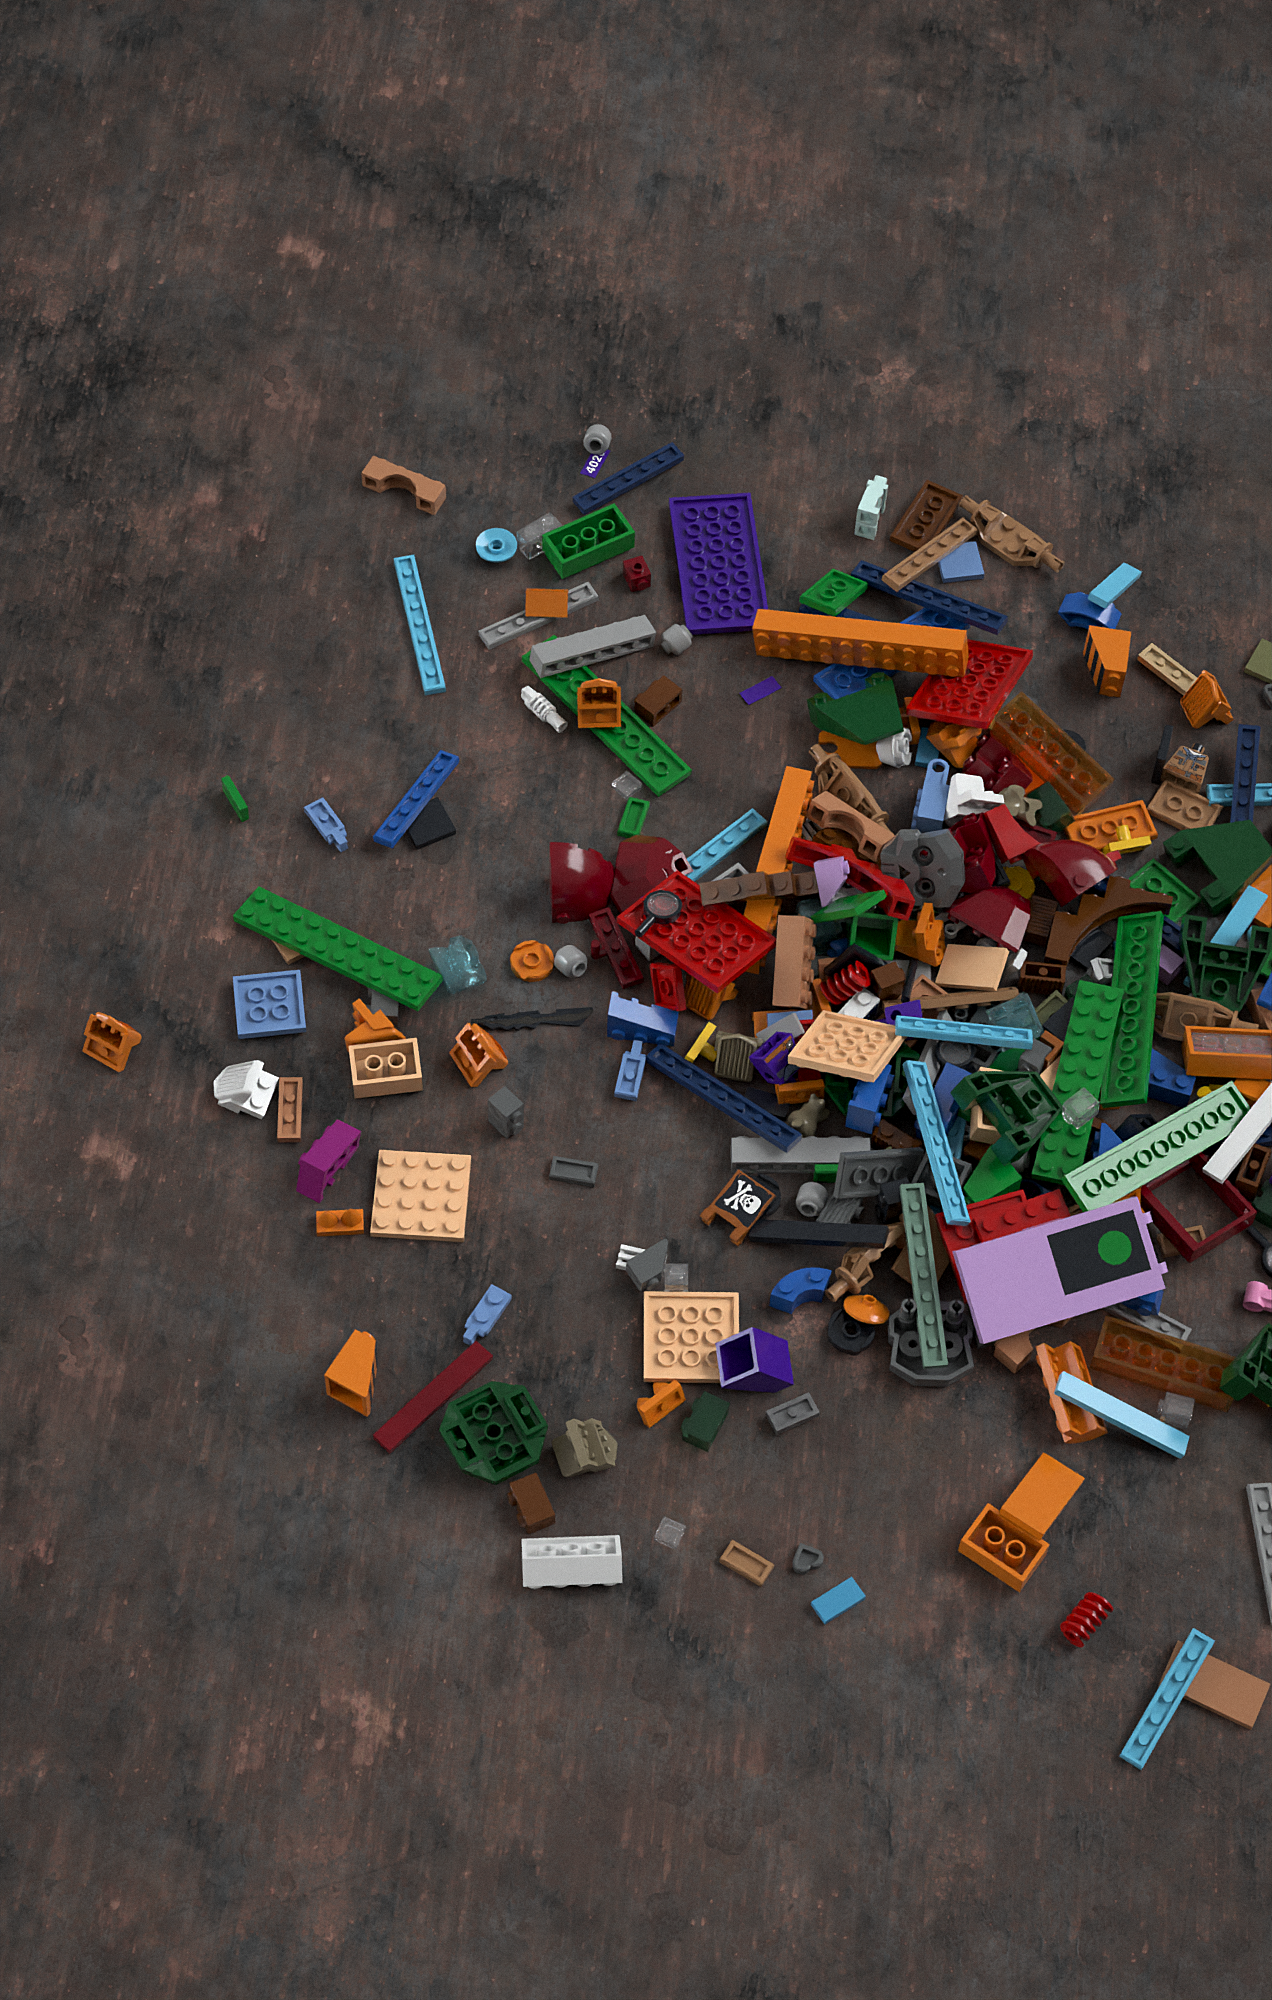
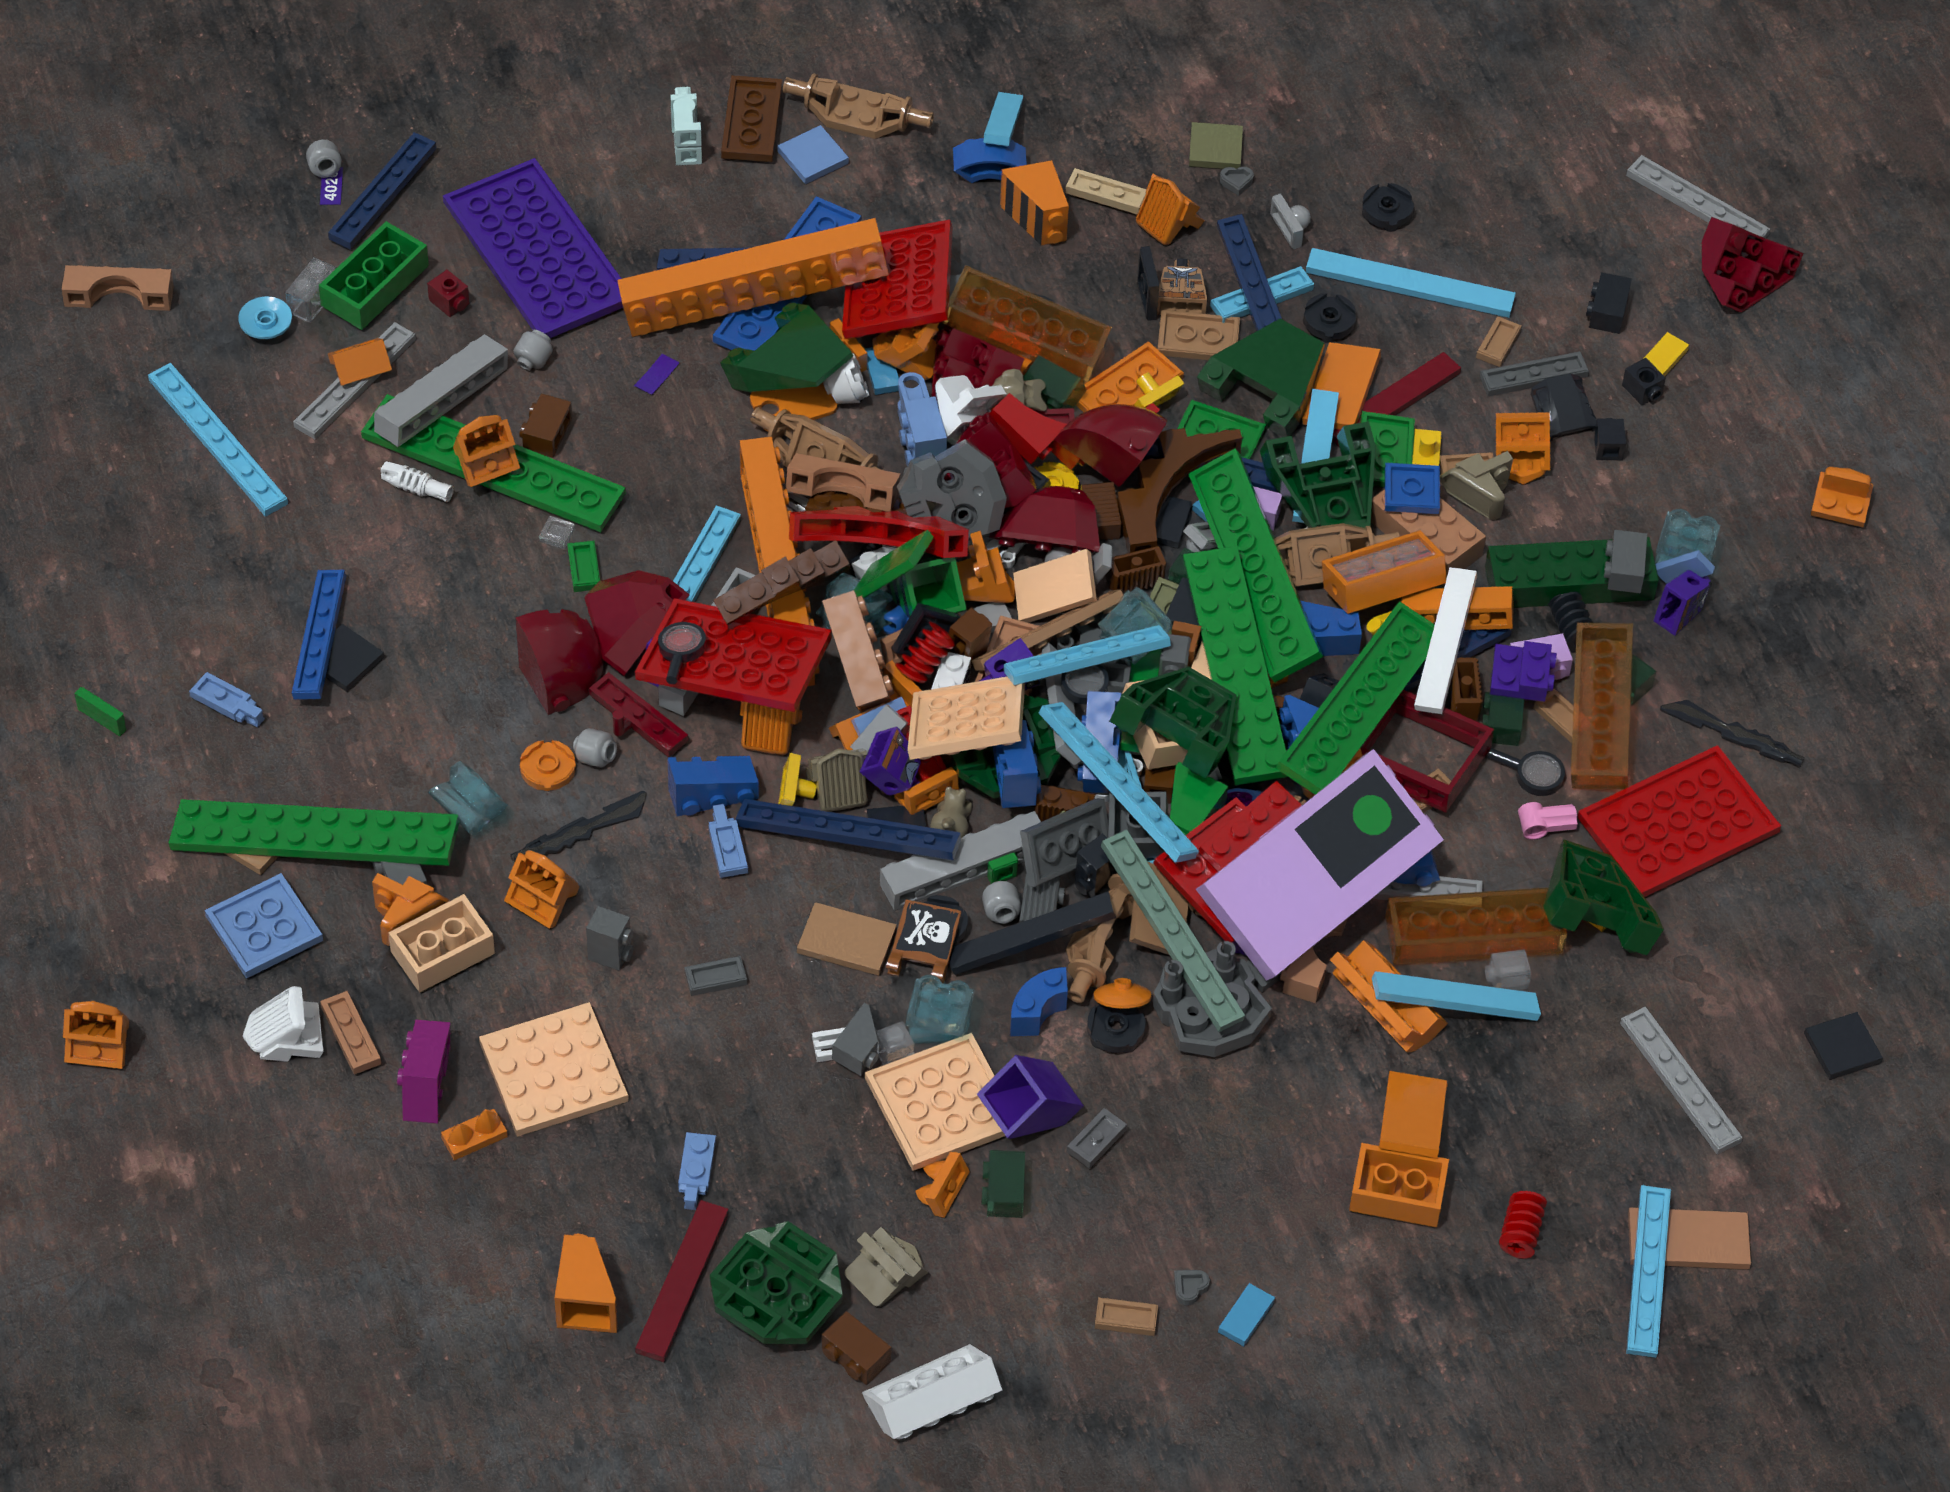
camera: 25 degrees left, 5 degrees down
(668, 986) = (726, 729): red tile -> none
(669, 1533) = (1025, 1319): clear tile -> none
(683, 1181) = (846, 938): none -> medium nougat tile
(720, 1265) = (939, 1010): none -> clear light blue piece
(830, 877) = (855, 541): lavender slope -> none
(833, 592) = (689, 235): green tile -> none
(910, 976) = (996, 632): black bar -> none
(929, 554) = (778, 156): medium nougat tile -> none
(934, 599) = (802, 203): dark blue plate -> none
(1080, 1108) = (1256, 687): clear brick -> none

